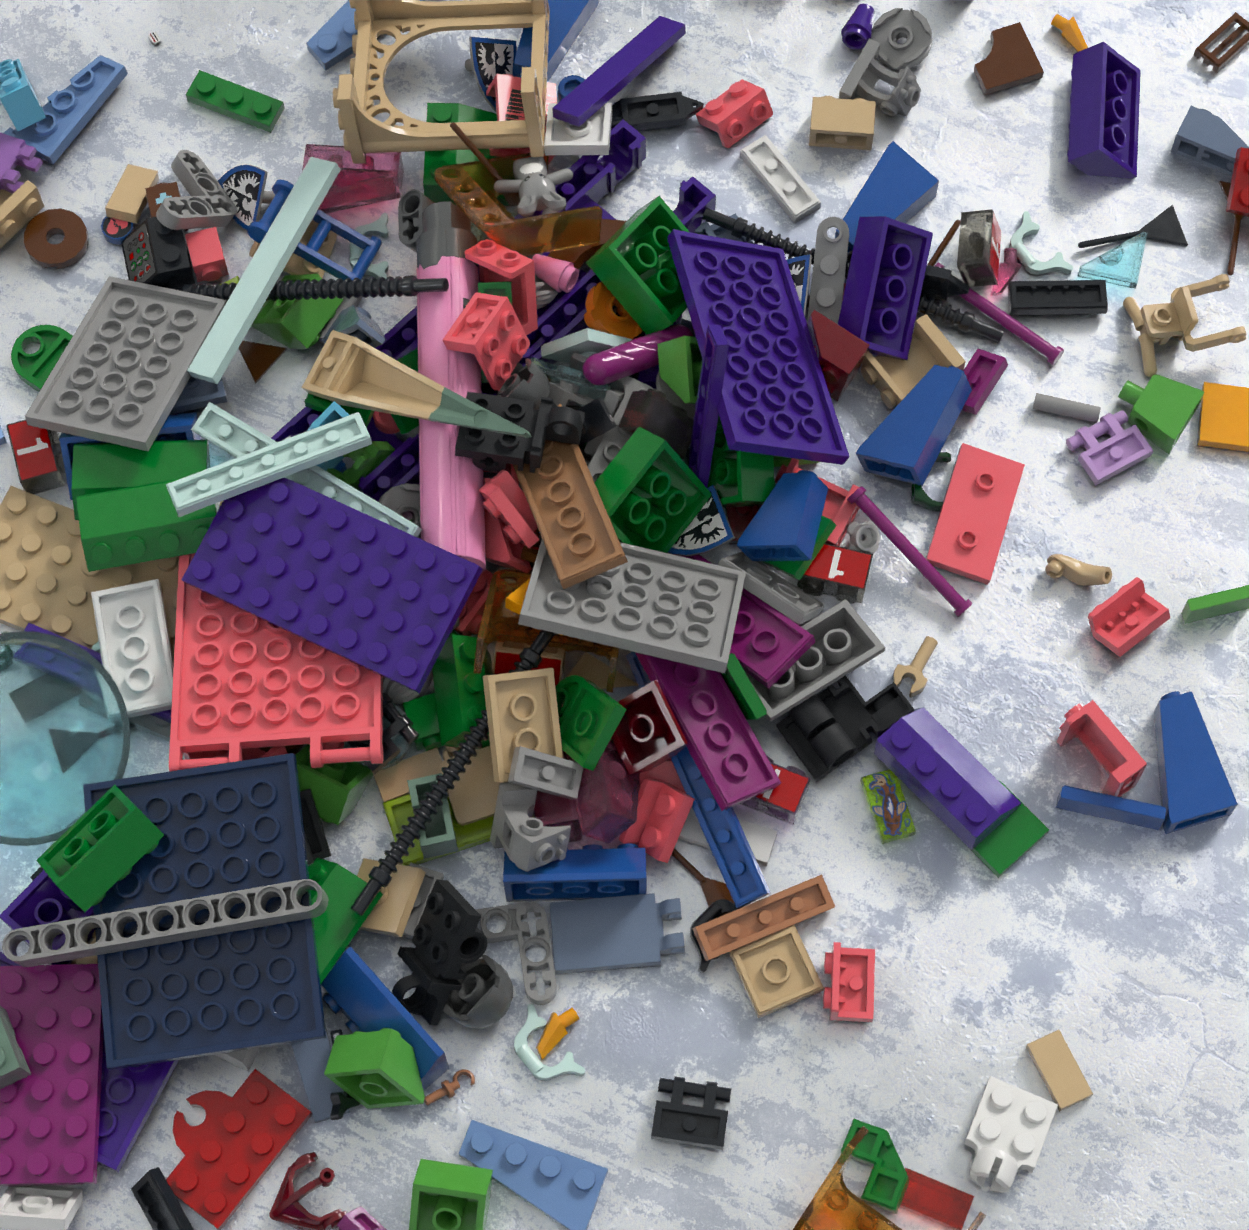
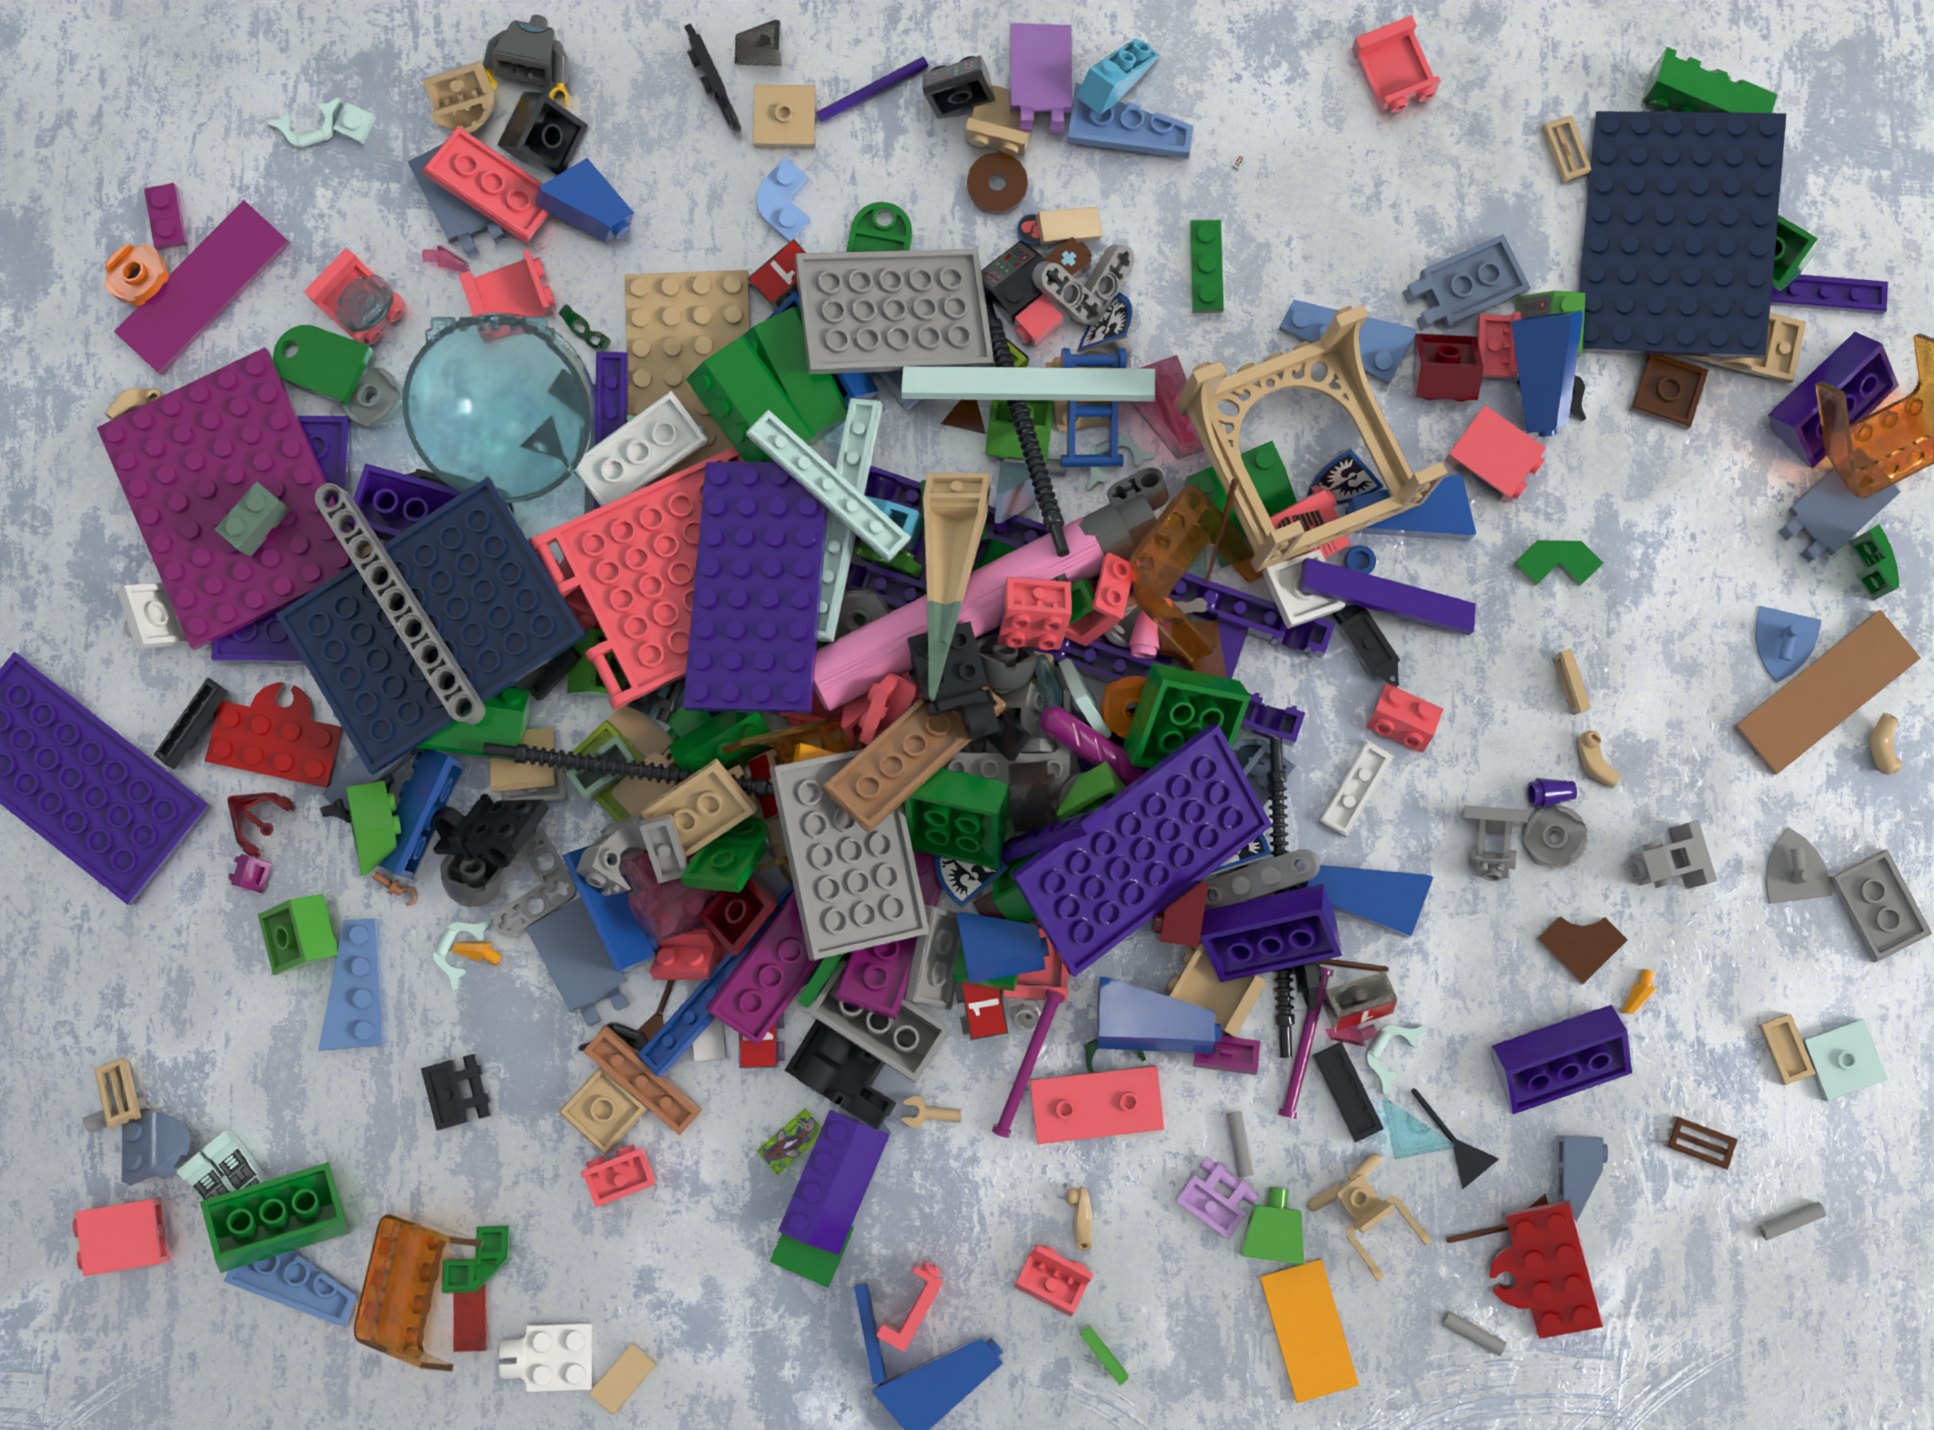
camera: 65 degrees right, 15 degrees up
(100, 848) = (436, 518): green slope -> none
(535, 186) = (1212, 583): light grey animal -> none
(842, 123) = (1438, 820): tan brick -> none

